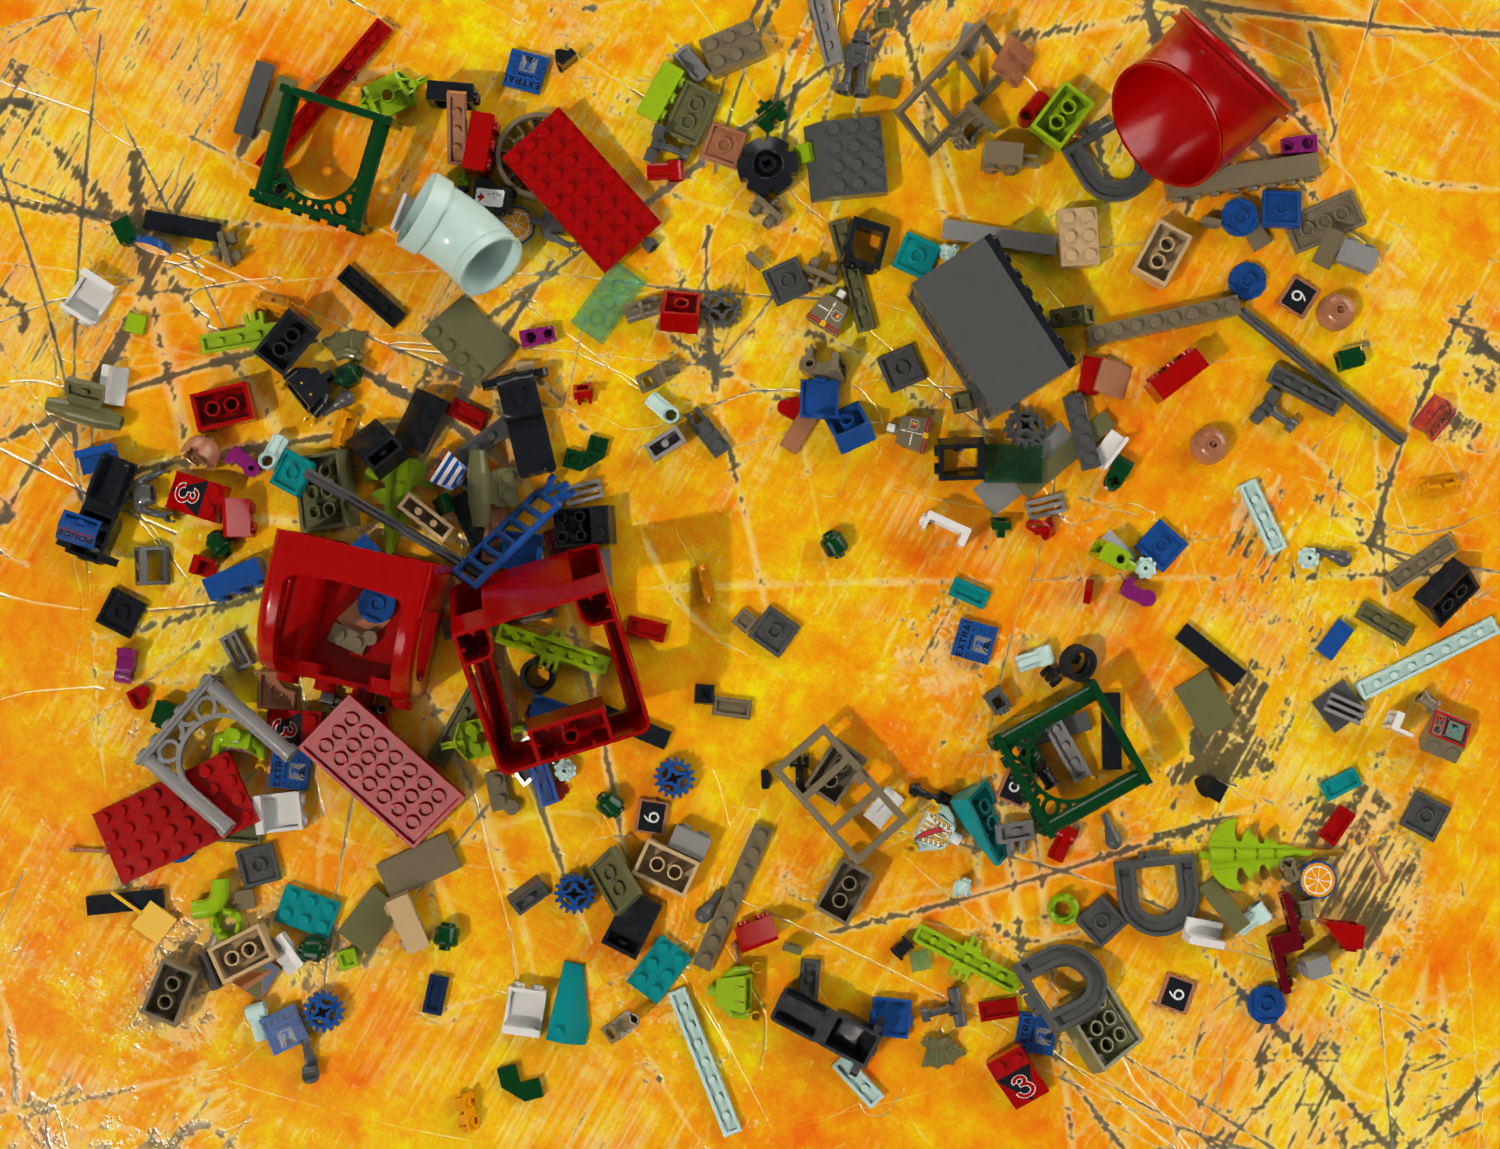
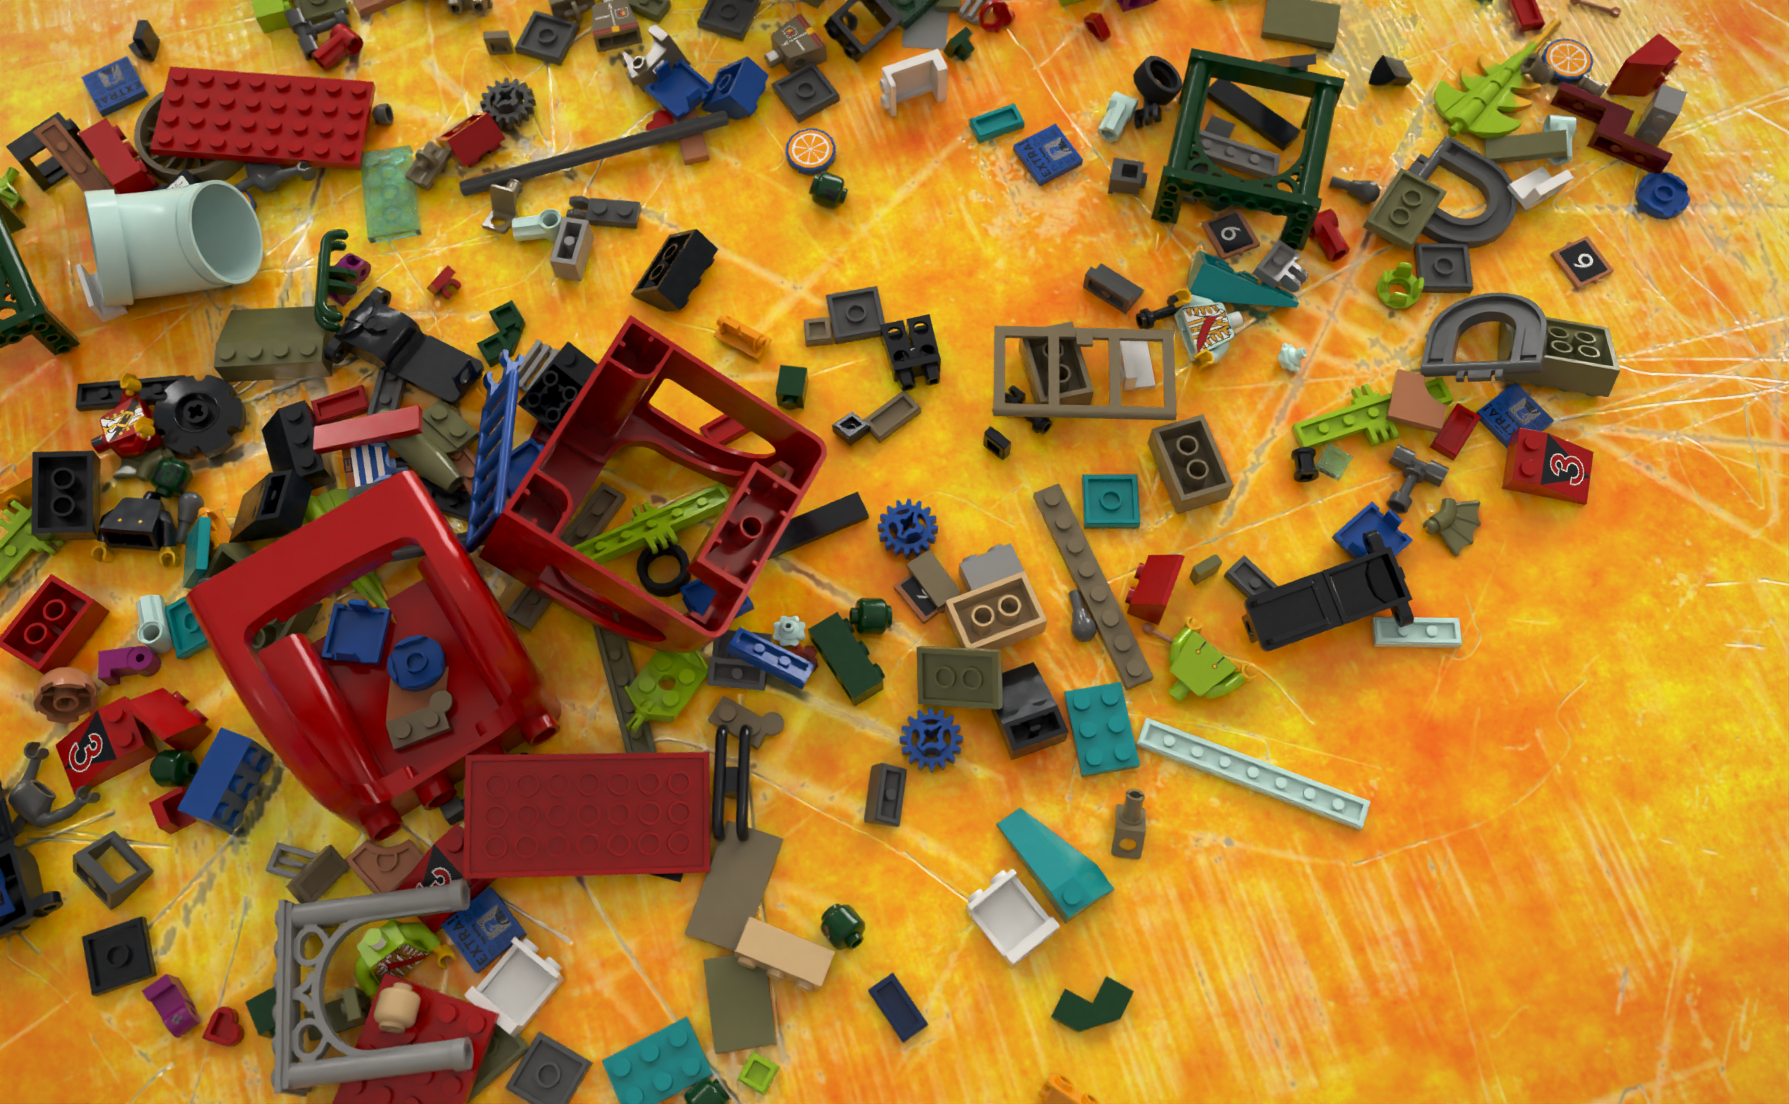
camera: 50 degrees left, 20 degrees down
(196, 746) = (343, 1013): none -> olive bracket
(217, 777) = (397, 1008): none -> tan head
(238, 670) = (318, 875): none -> dark tan tile
(324, 436) = (196, 552): none -> teal tile
(352, 322) = (129, 425): none -> torso
(378, 342) = (199, 416): none -> black piece
(461, 457) = (368, 429): none -> tile
(463, 819) = (731, 783): none -> black piece
(519, 337) = (330, 280): none -> dark green piece
(577, 813) = (847, 658): none -> dark green brick
(659, 816) = (933, 579): none -> dark tan tile
(696, 642) = (792, 387): none -> dark green brick
(706, 510) = (675, 270): none -> black slope
(736, 391) = (595, 152): none -> dark grey axle
(777, 691) = (914, 360): none -> black hips
(788, 865) = (1110, 501): none -> teal tile
(852, 507) = (810, 151): none -> tile
(889, 465) = (805, 92): none -> dark grey tile
(920, 754) = (1112, 287): none -> dark grey panel
(989, 976) = (1413, 404): none -> nougat tile
(1117, 872) = (1405, 209): none -> olive tile
(1150, 732) = (1297, 62): none -> dark grey plate

